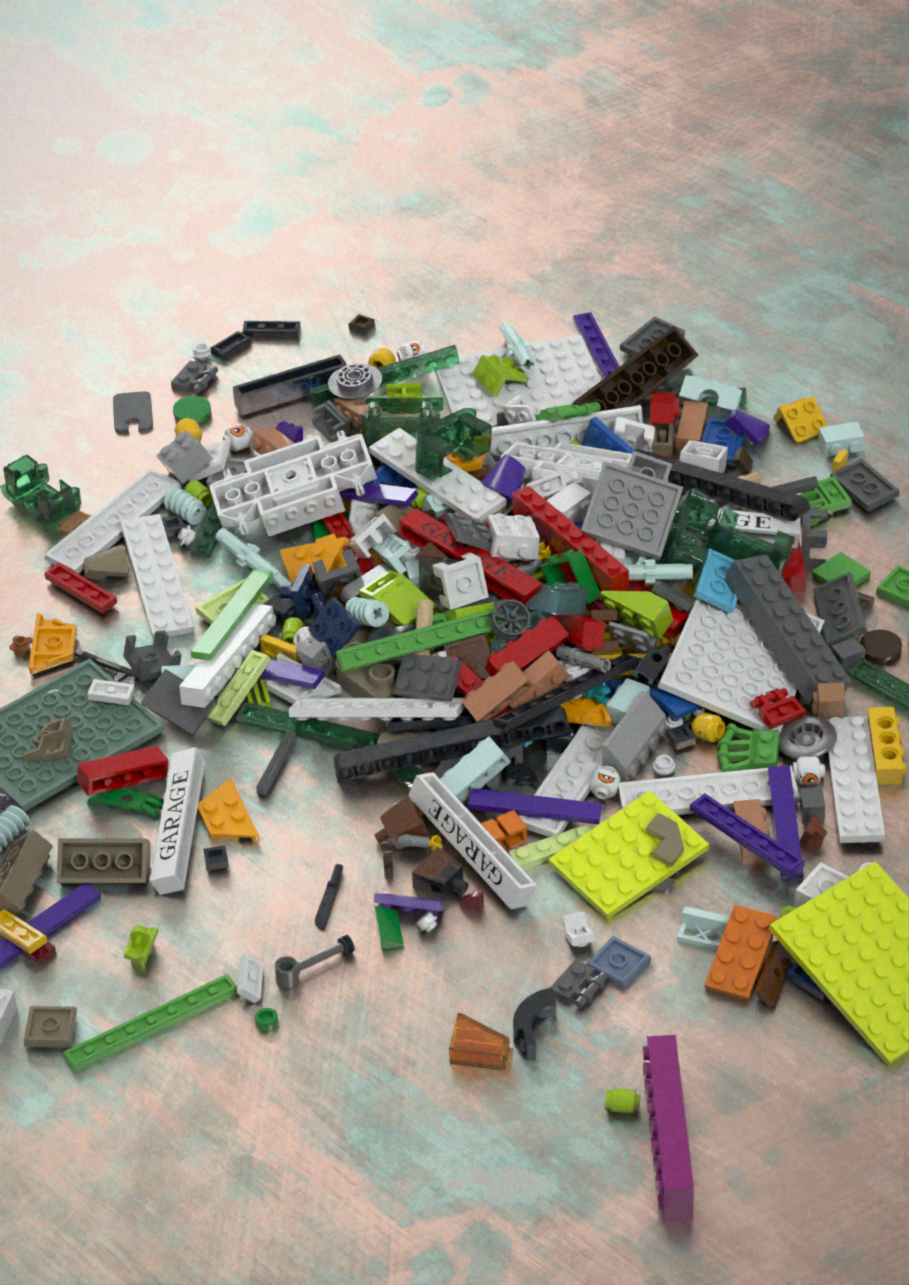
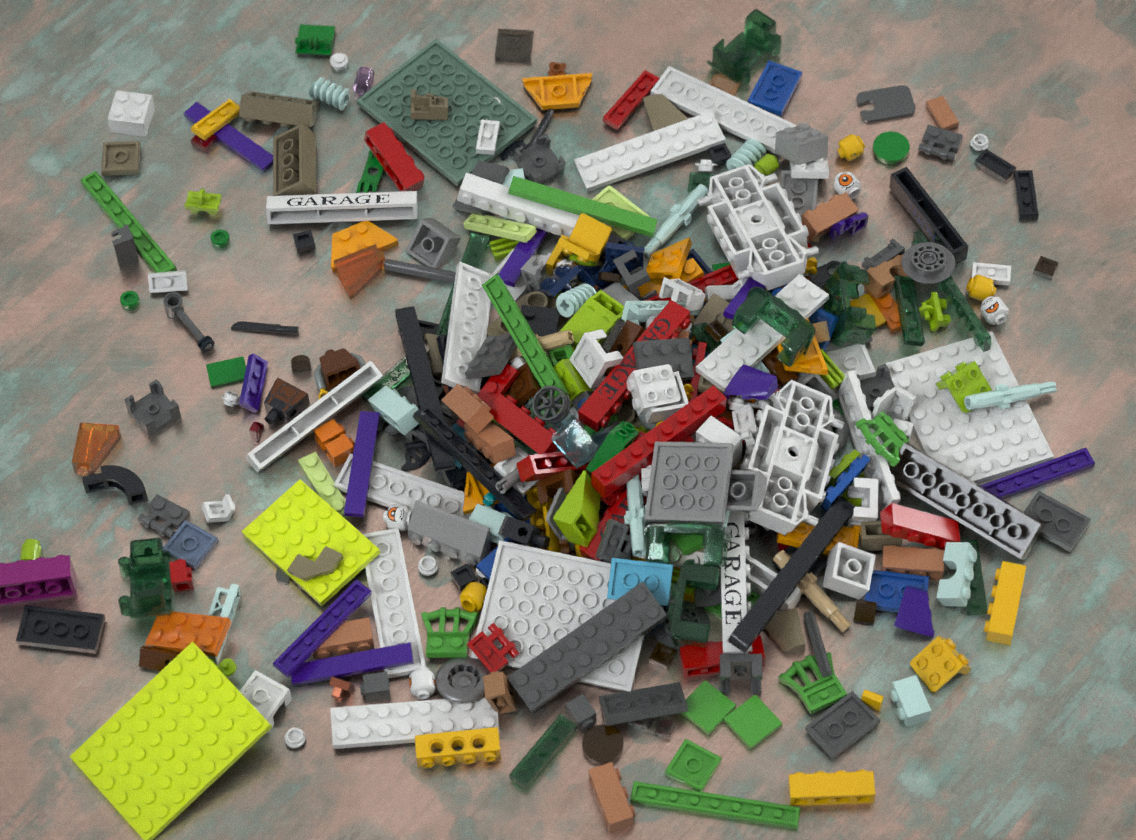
camera: 85 degrees right, 15 degrees up
(96, 481) = (775, 88): none -> blue plate
(156, 373) = (942, 113): none -> nougat tile
(192, 936) = (220, 238): none -> green tile
(195, 1009) = (124, 246): none -> dark grey hinge
(243, 748) = (432, 243): none -> light grey slope
(269, 810) = (359, 269): none -> clear orange slope
(279, 609) = (586, 239): none -> yellow bracket
(364, 351) = (998, 273): none -> white plate
(434, 992) = (153, 410): none -> dark grey panel
(662, 965) = (181, 576): none -> red brick
(675, 988) = (149, 579): none -> clear green container
(724, 1072) = (60, 629): none -> black plate
(740, 373) = (1006, 603): none -> yellow brick
(858, 543) = (753, 722): none -> bright green tile

